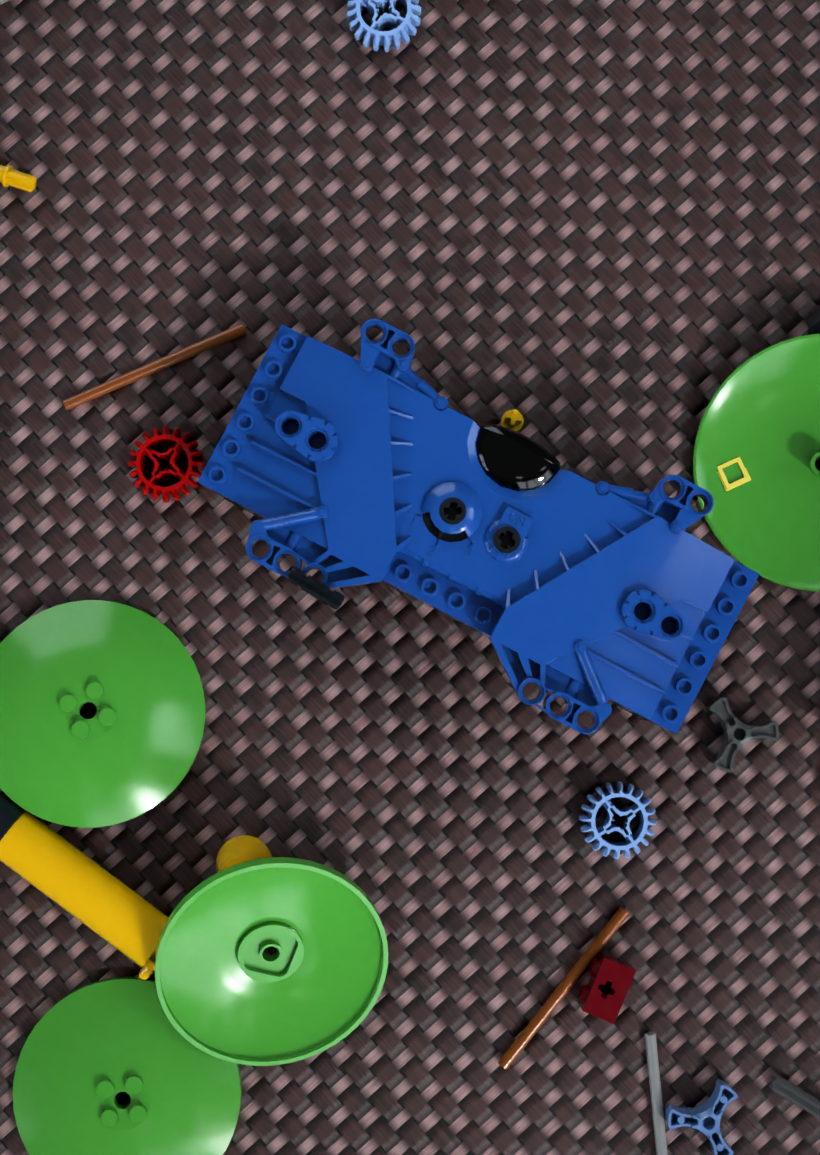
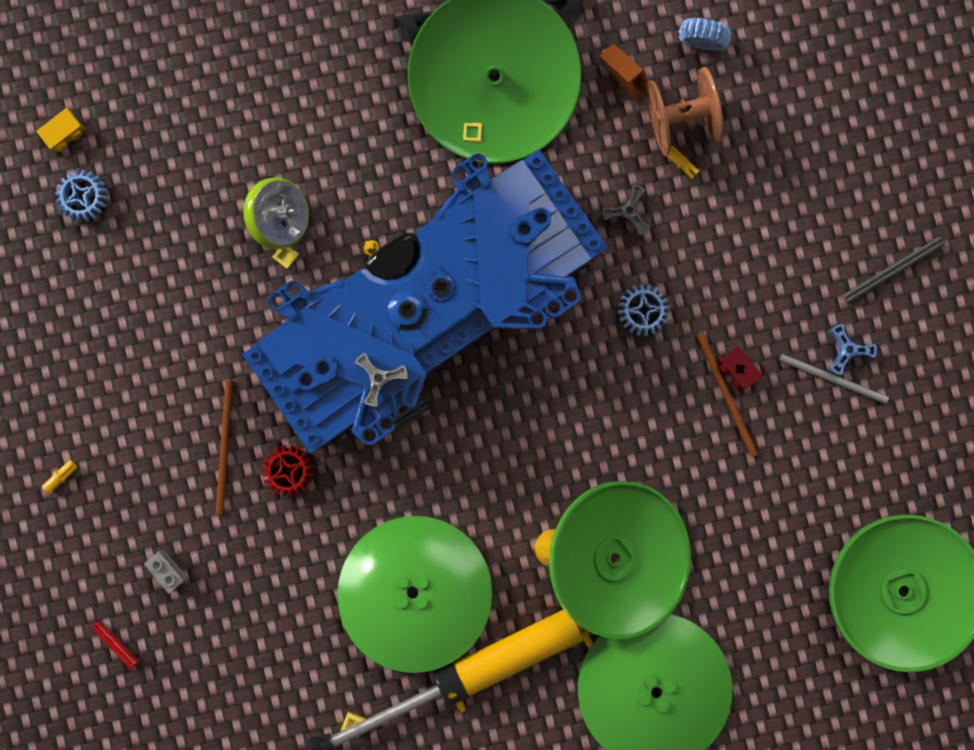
camera: 60 degrees left, 0 degrees up
(341, 520) = (378, 378): none -> light grey piece
(444, 315) = (286, 256): none -> light yellow tile
(480, 261) = (265, 216): none -> flat silver wheel

